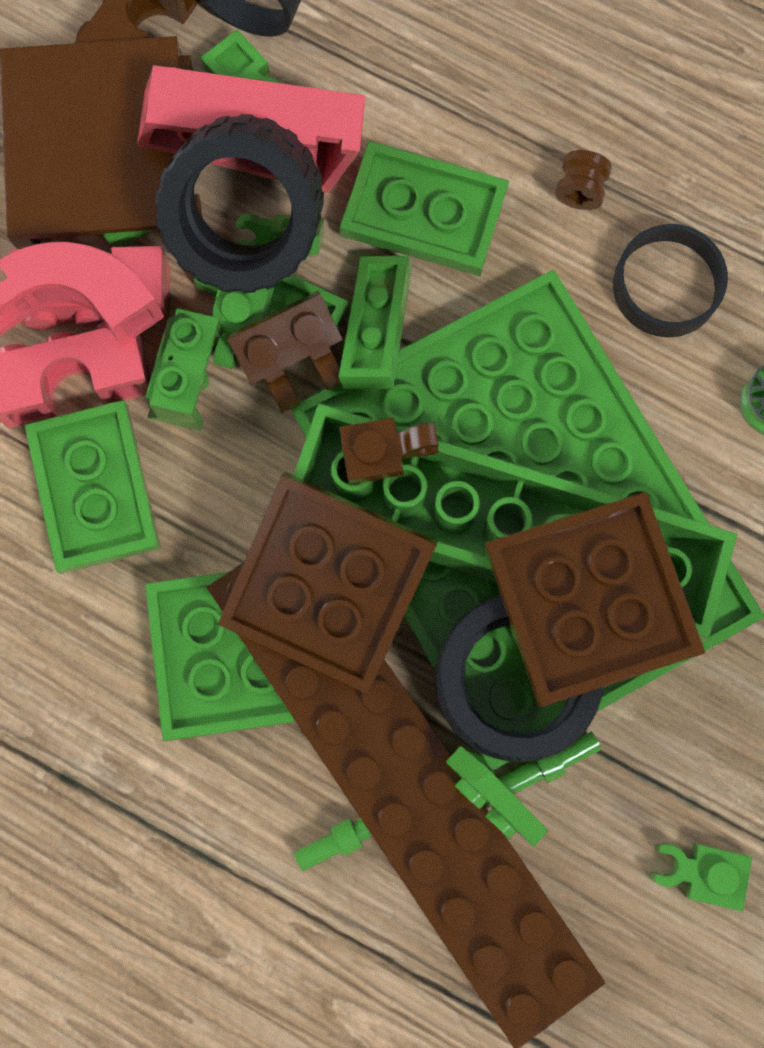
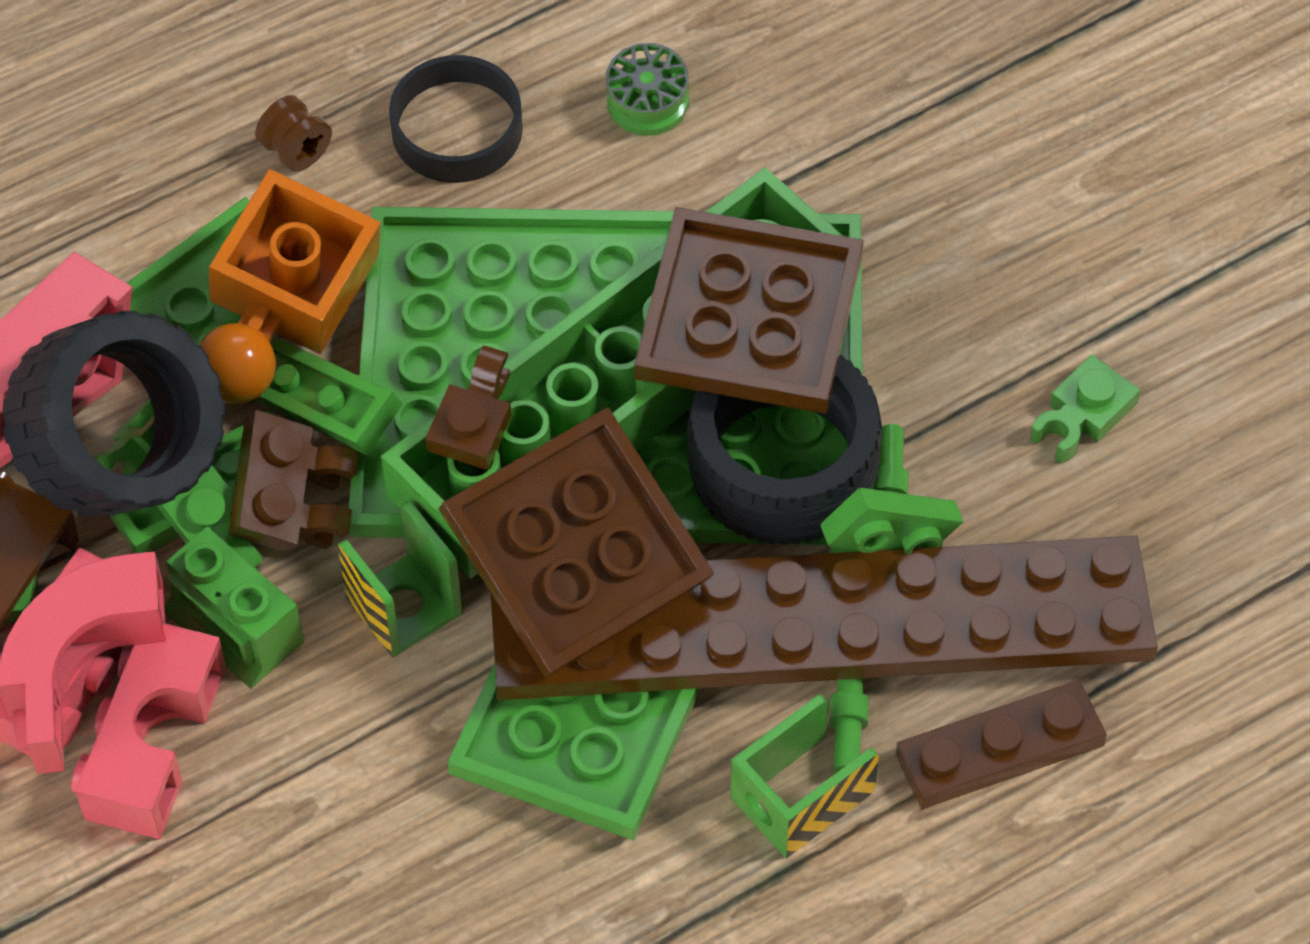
camera: 60 degrees left, 20 degrees down
(92, 487) = (297, 770): bright green plate -> none
(220, 854) = (773, 752): none -> bright green piece
(243, 455) = (425, 569): none -> bright green piece
(384, 963) = (1000, 744): none -> reddish brown plate
(433, 218) = (286, 272): none -> orange brick

